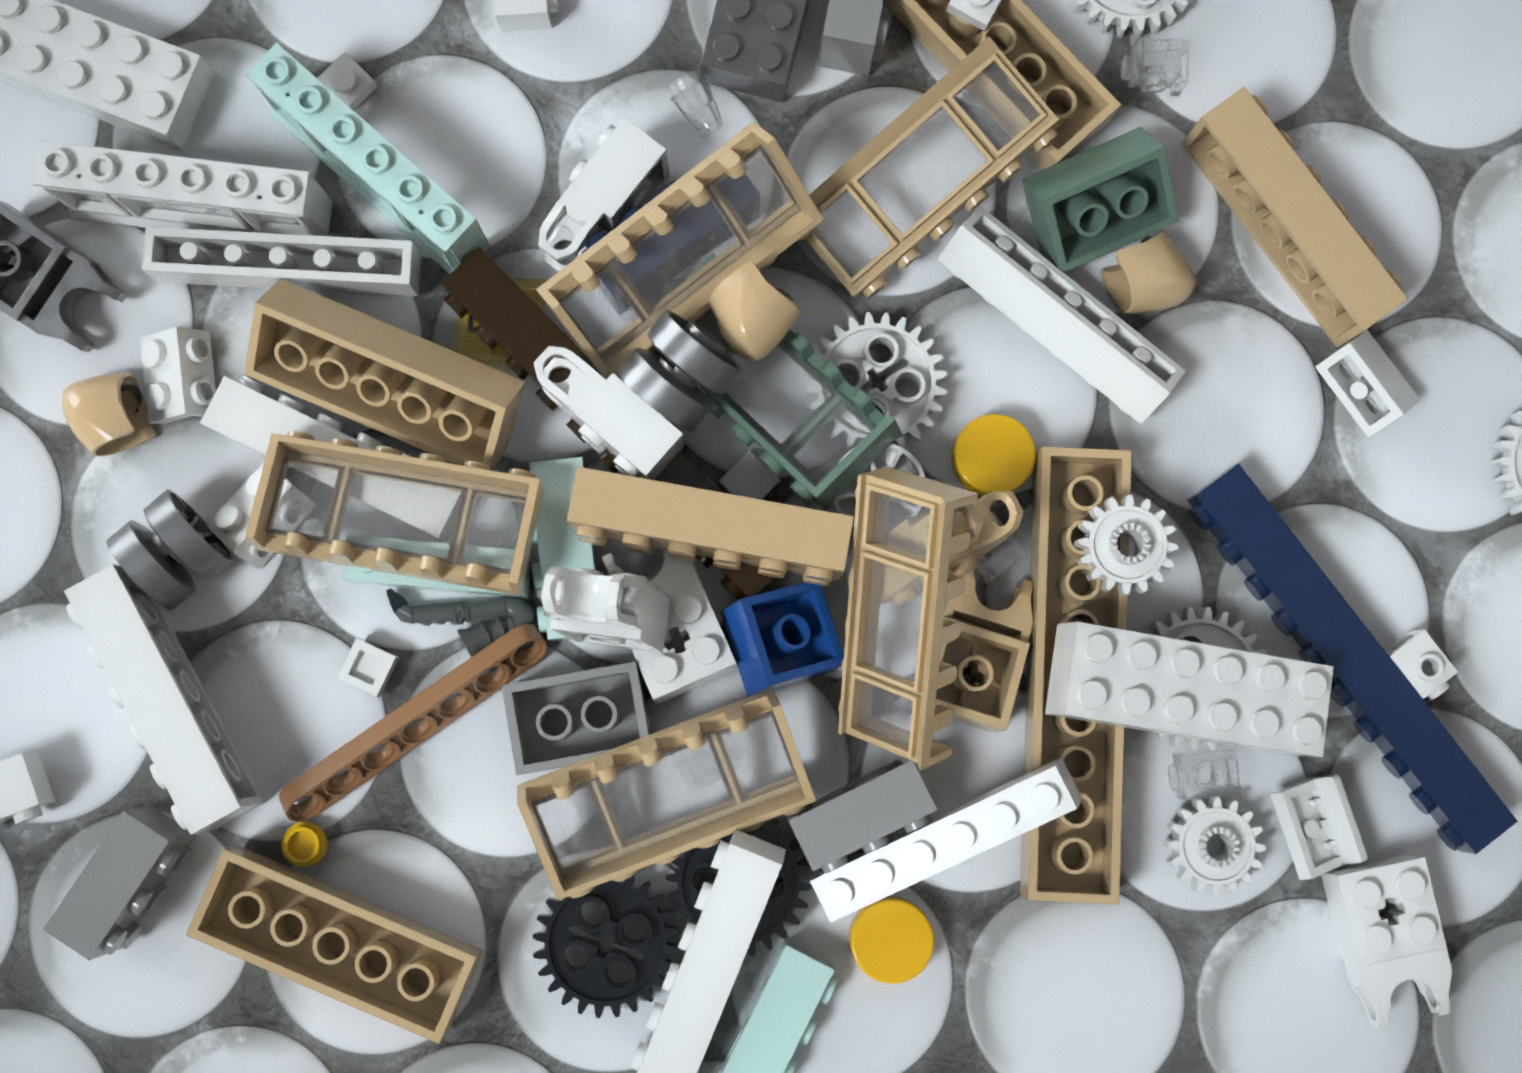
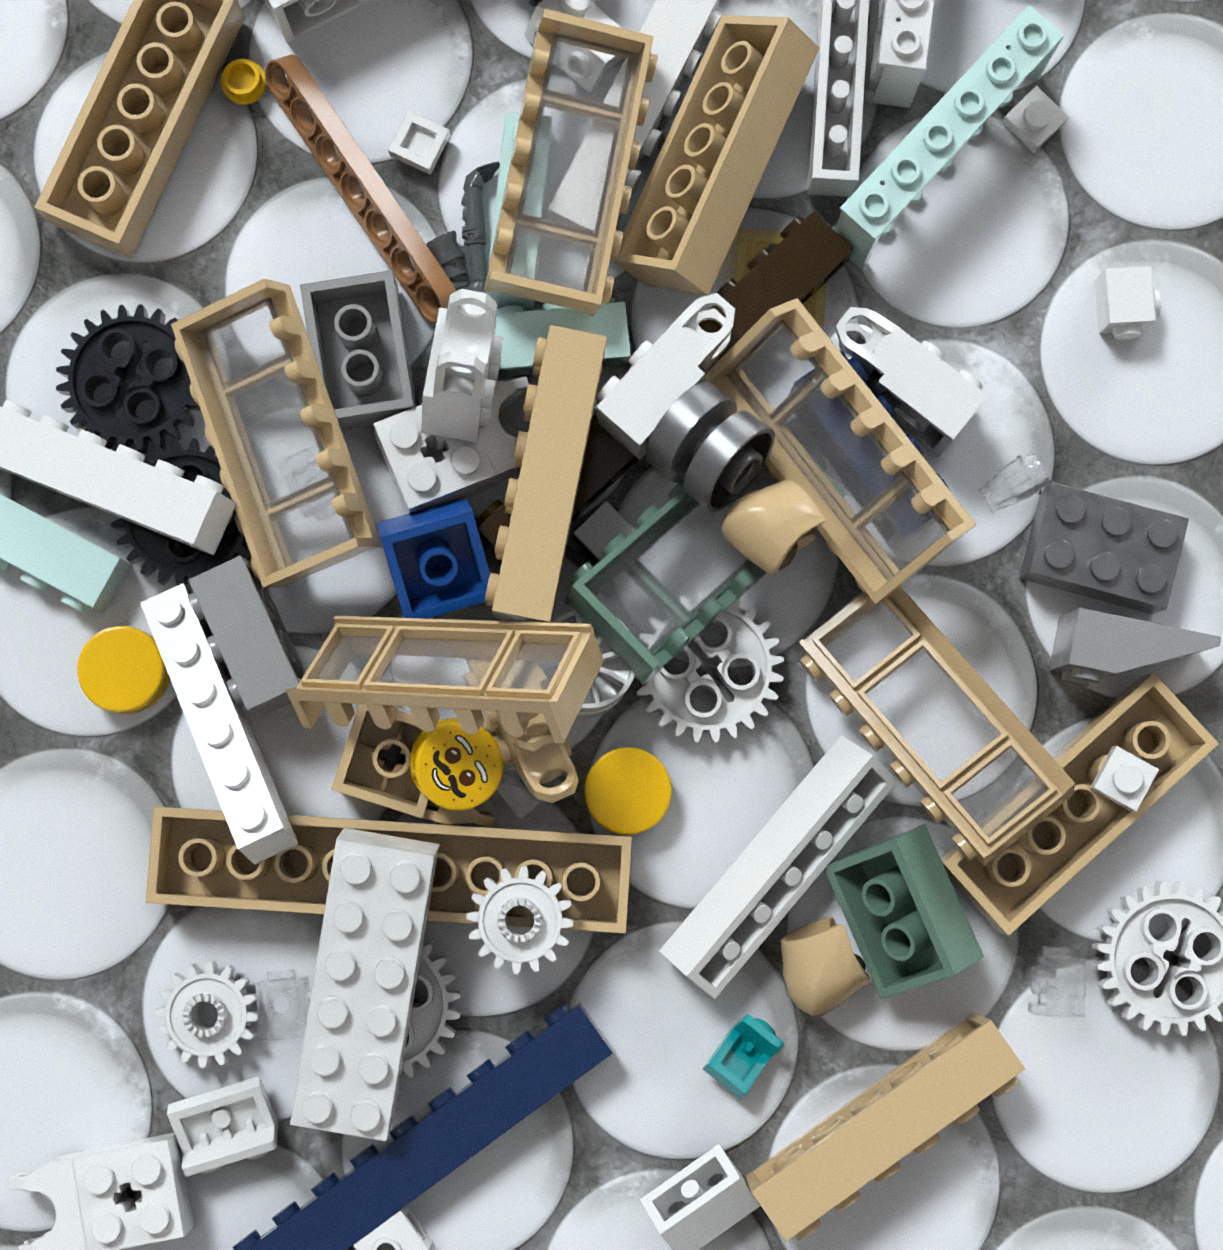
camera: 95 degrees right, 0 degrees up
(988, 610) = (455, 766): none -> yellow head
(1231, 347) = (743, 1054): none -> teal bracket

